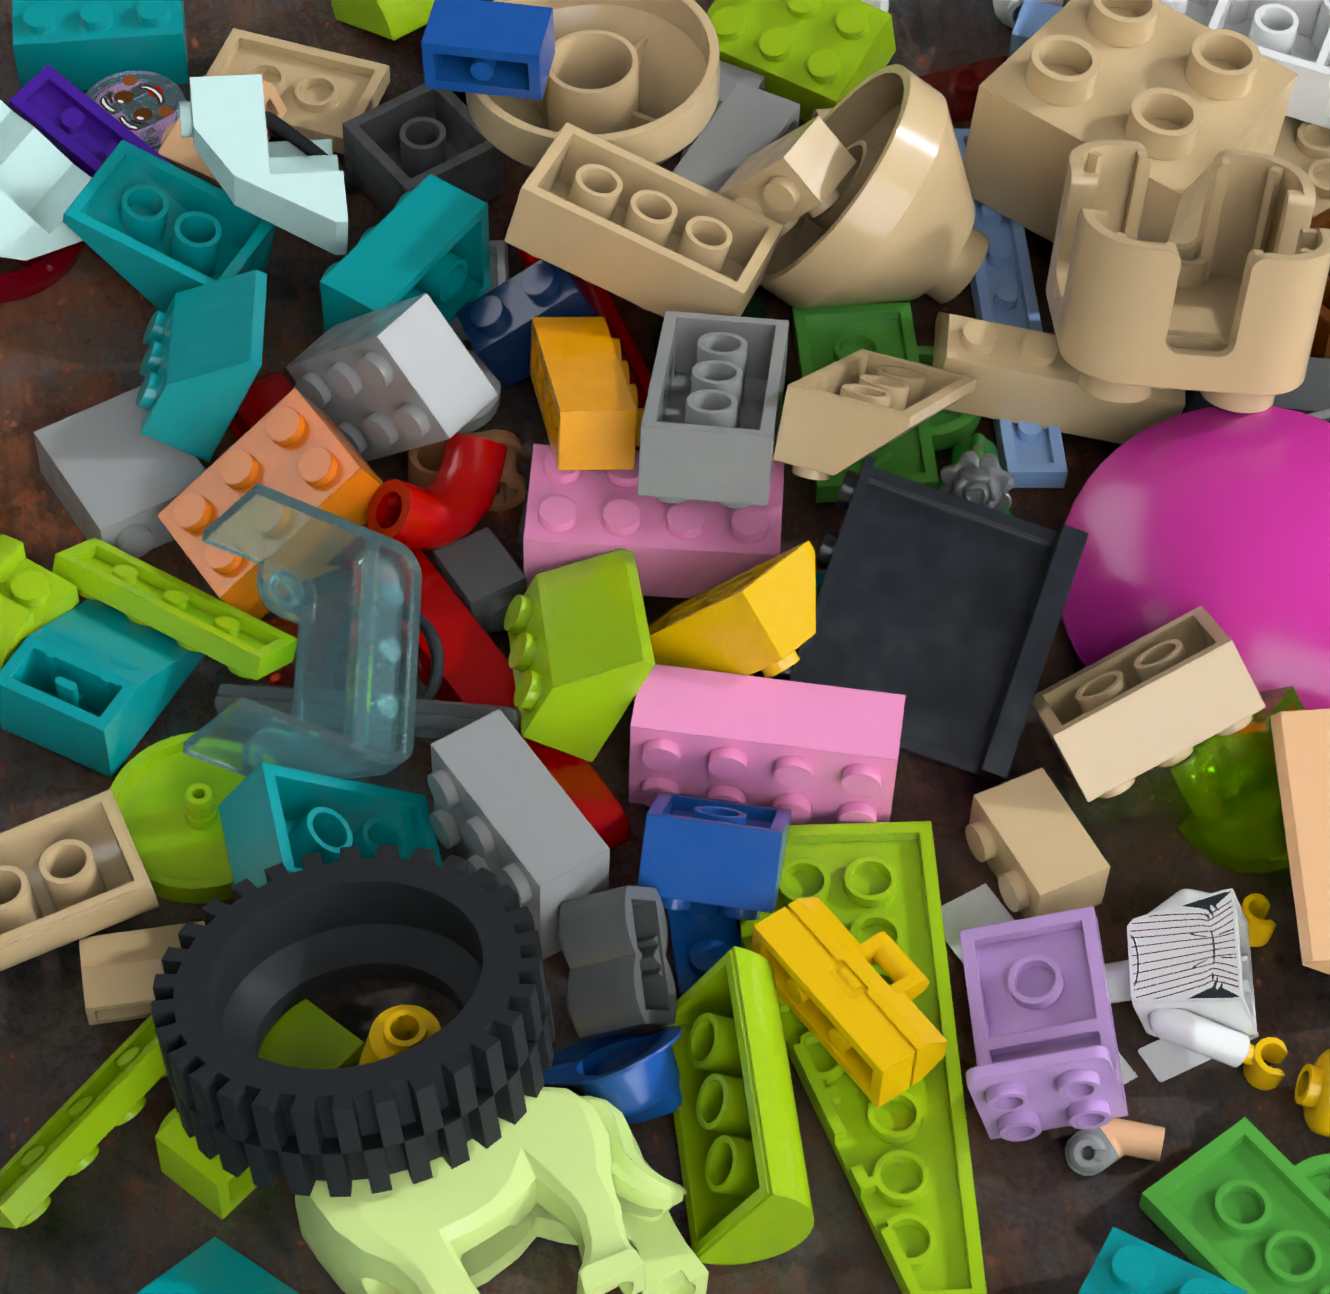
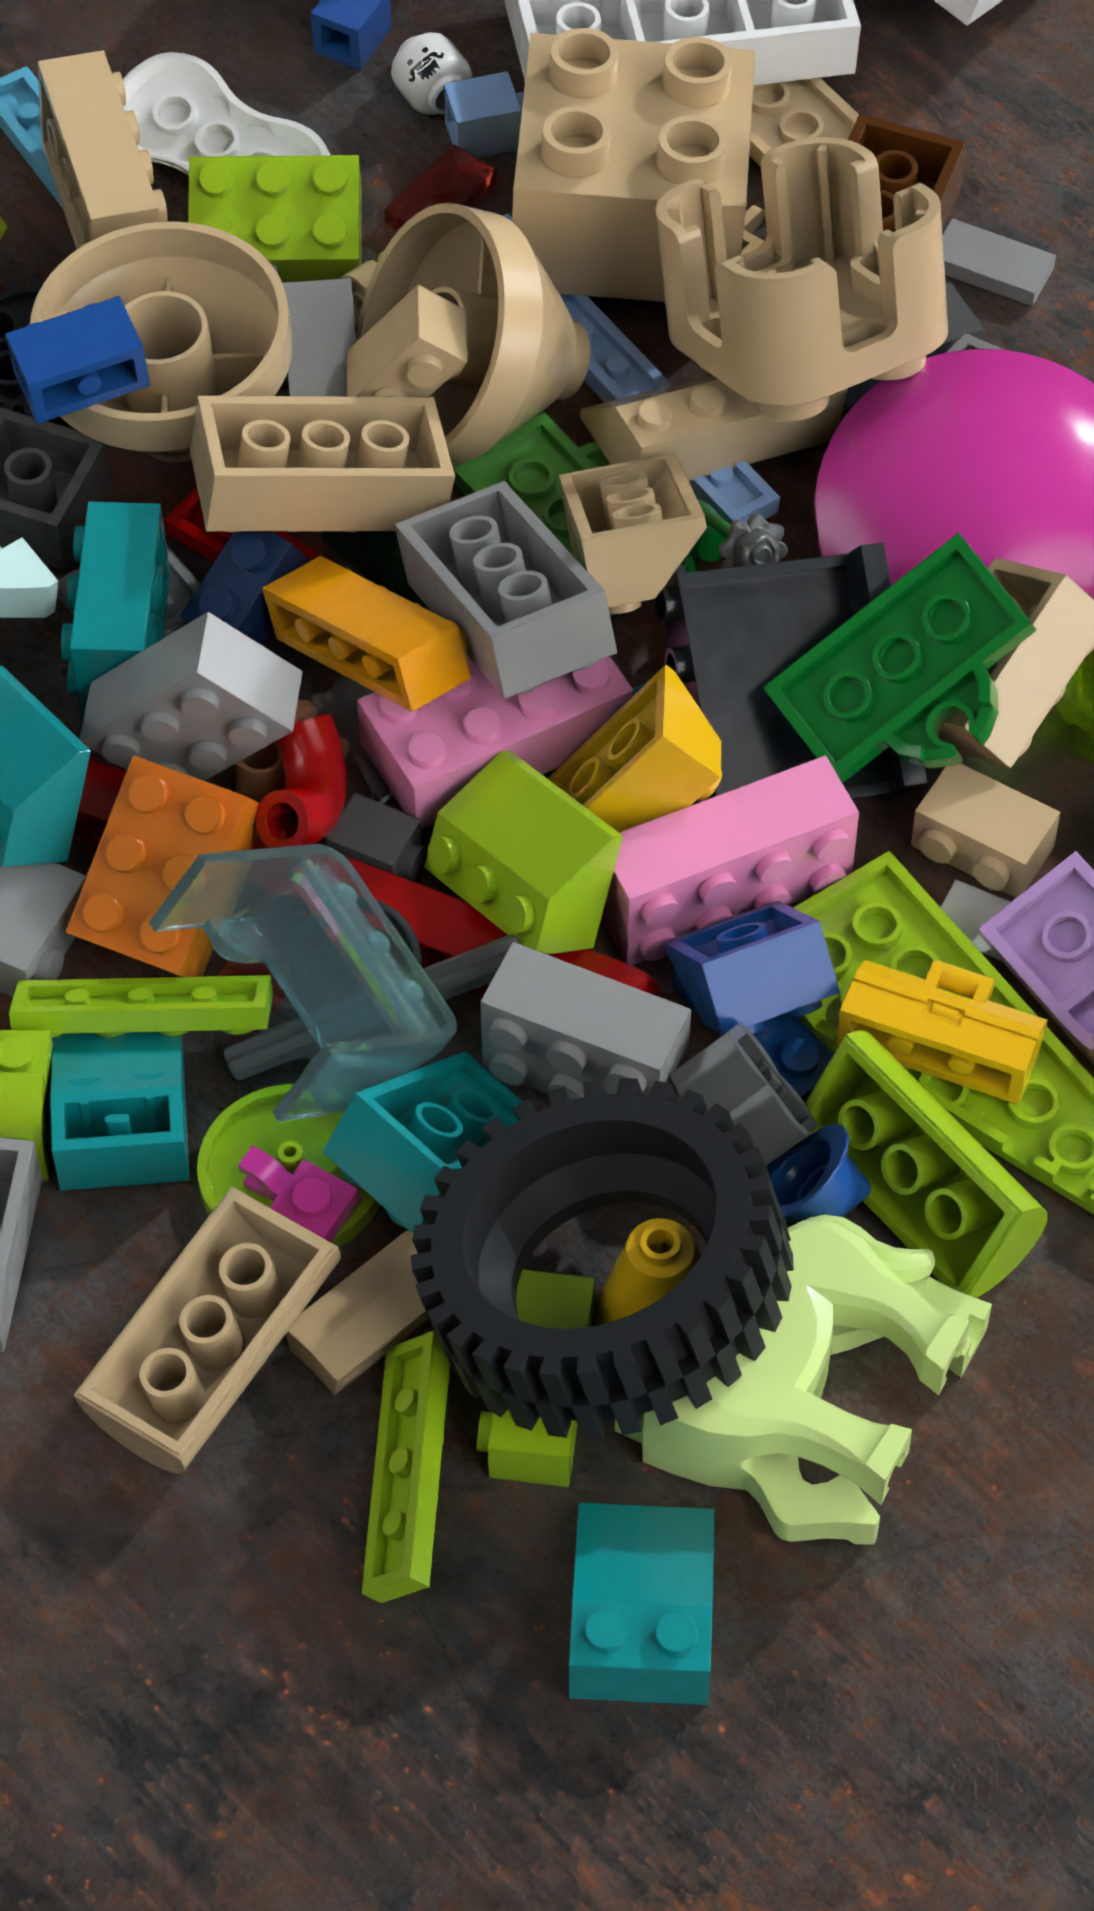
camera: 30 degrees left, 5 degrees up
(181, 843) = (306, 1197): none -> dark pink plate
(1033, 654) = (906, 666): none -> green plate

